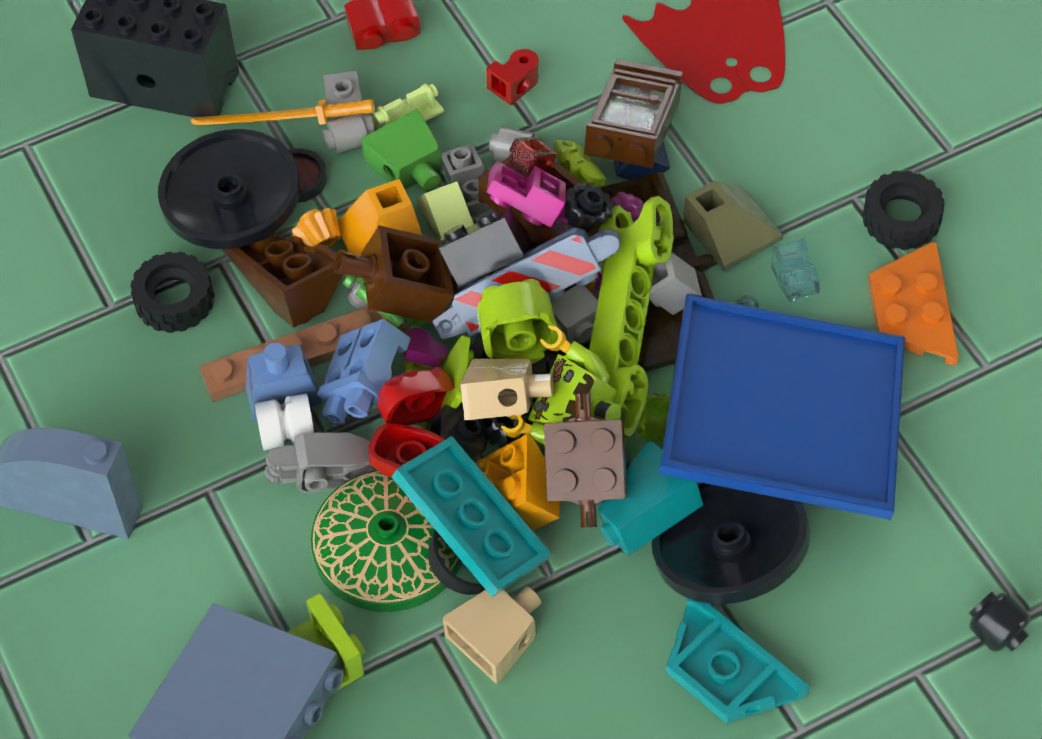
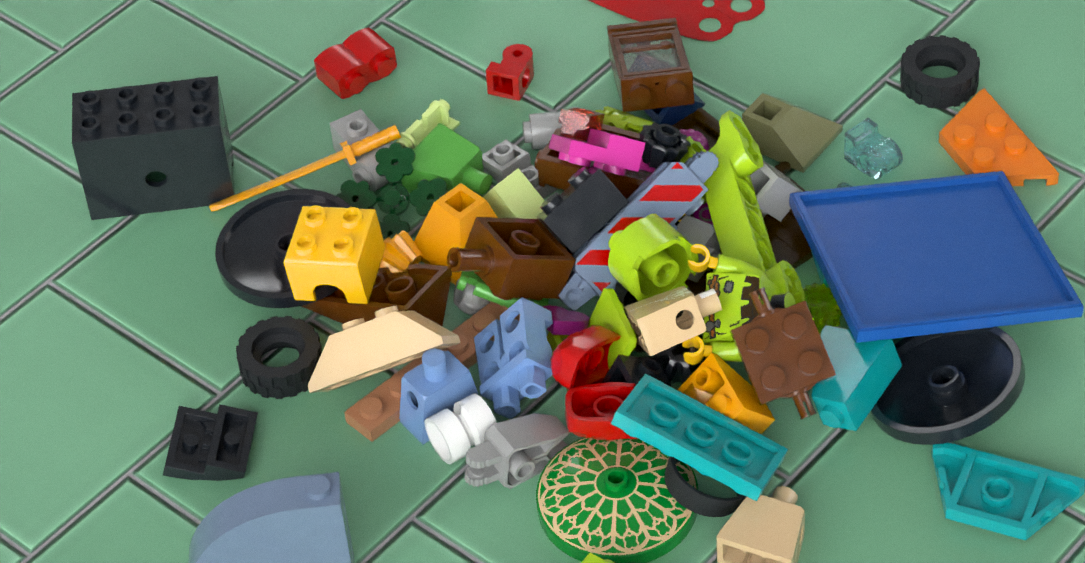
camera: 20 degrees left, 10 degrees down
(75, 354) = (210, 444): none -> black slope
(245, 318) = (376, 347): none -> wedge
(249, 213) = (335, 249): none -> yellow piece
(342, 169) = (394, 198): none -> dark green plant

